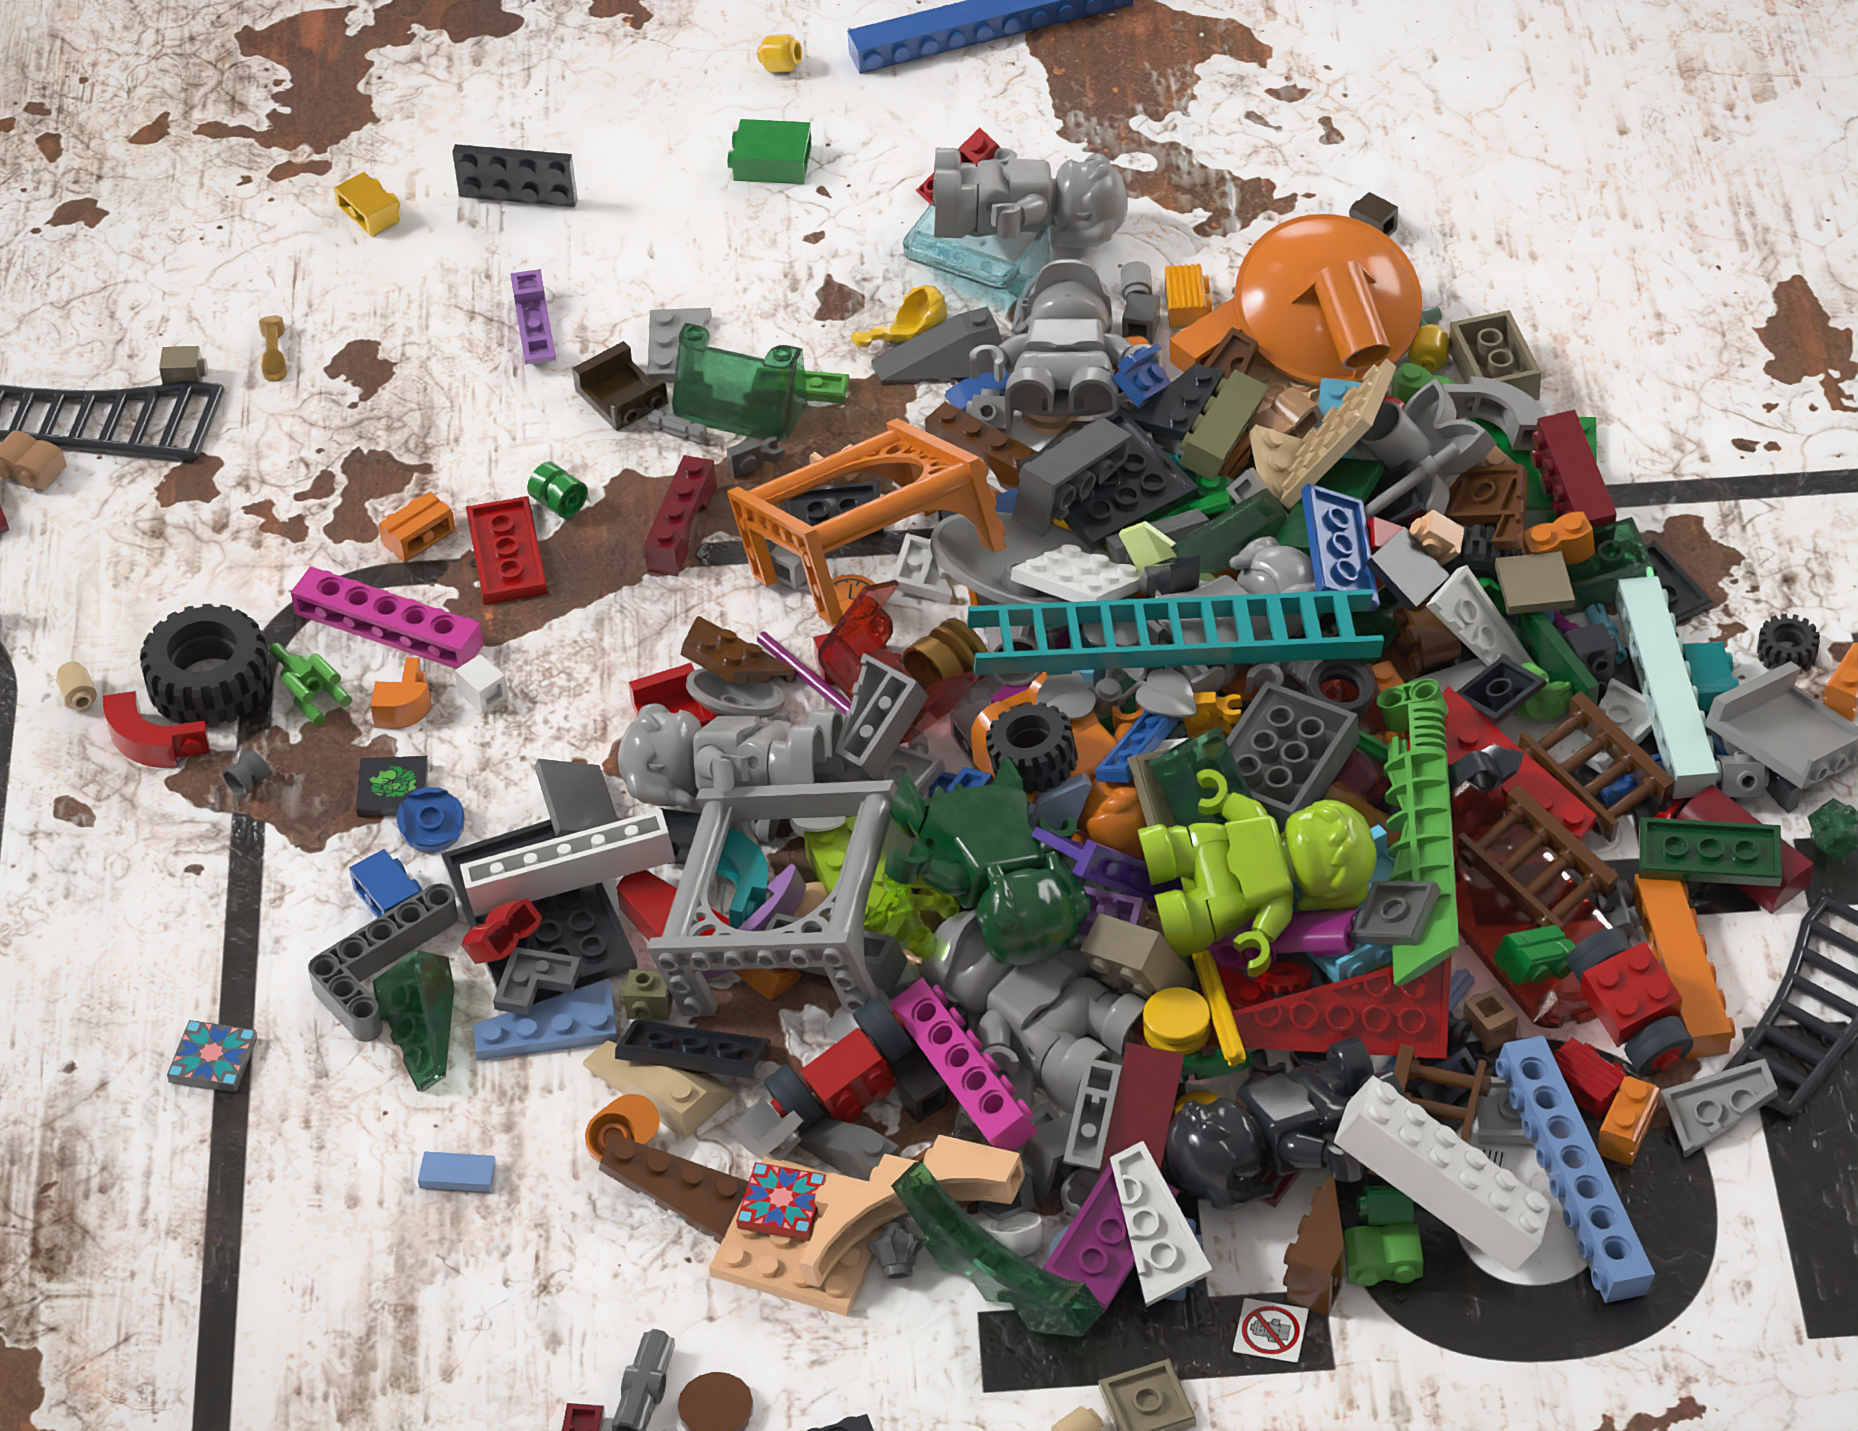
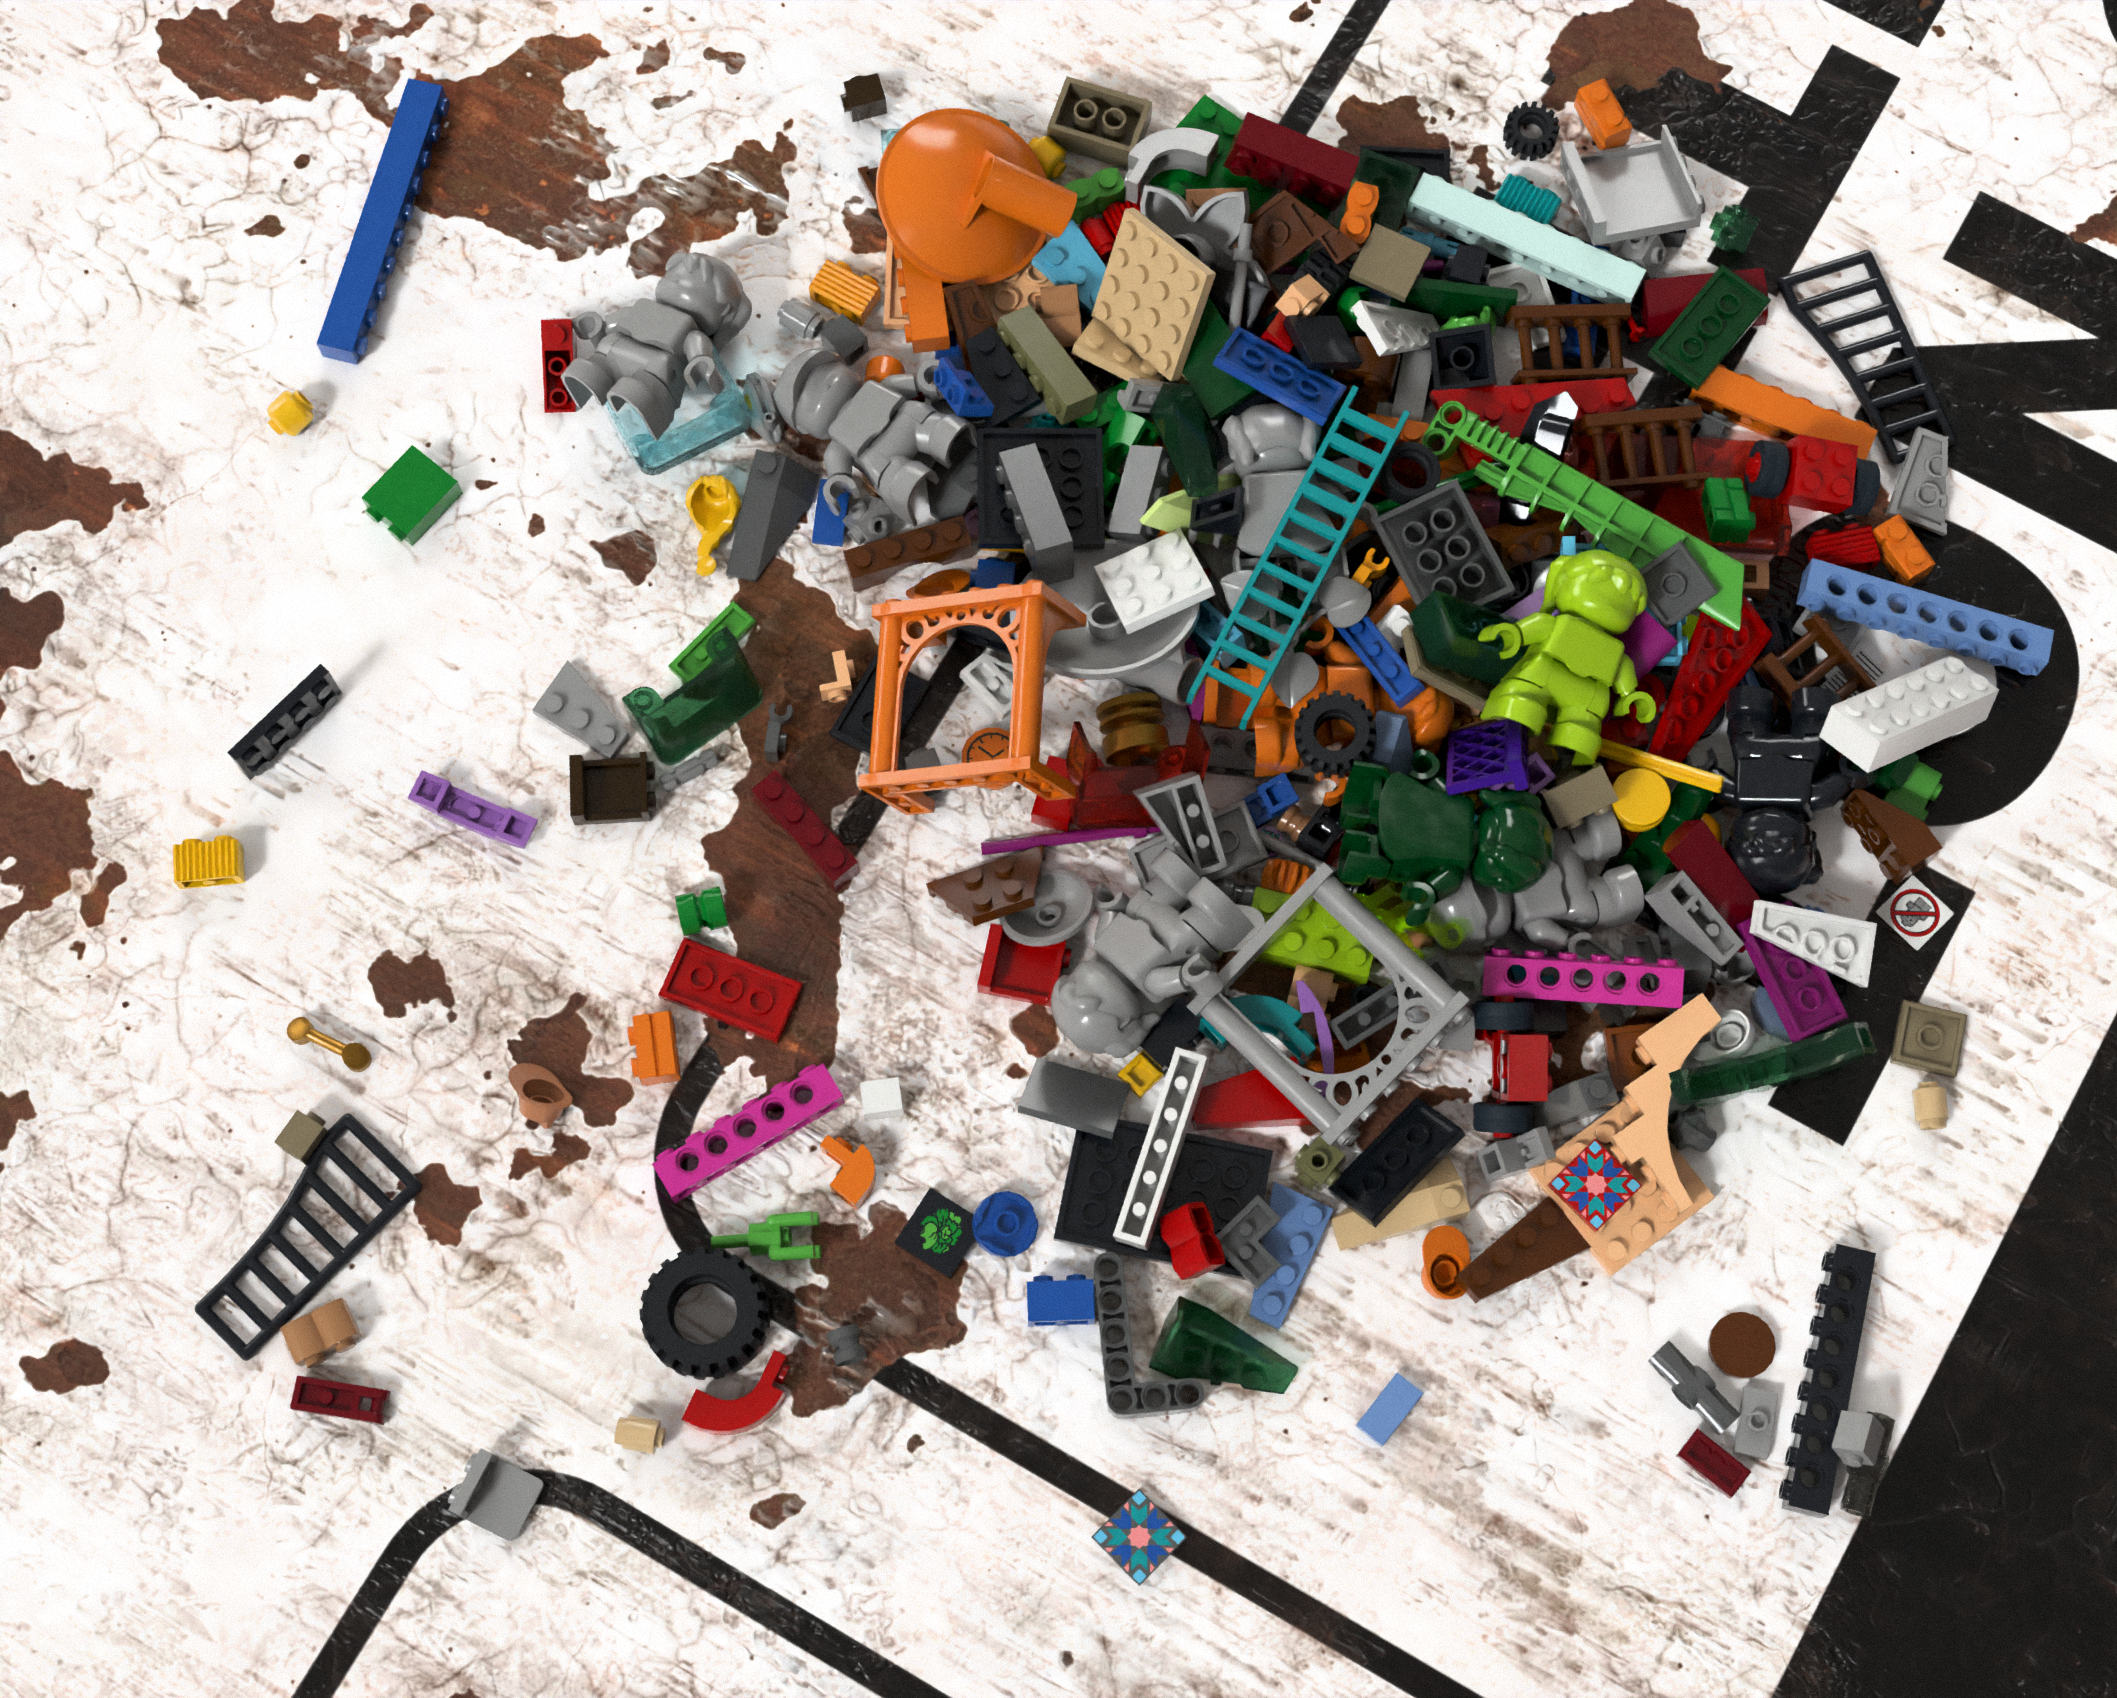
camera: 60 degrees left, 25 degrees up
(322, 476) = (539, 1093): none -> nougat piece

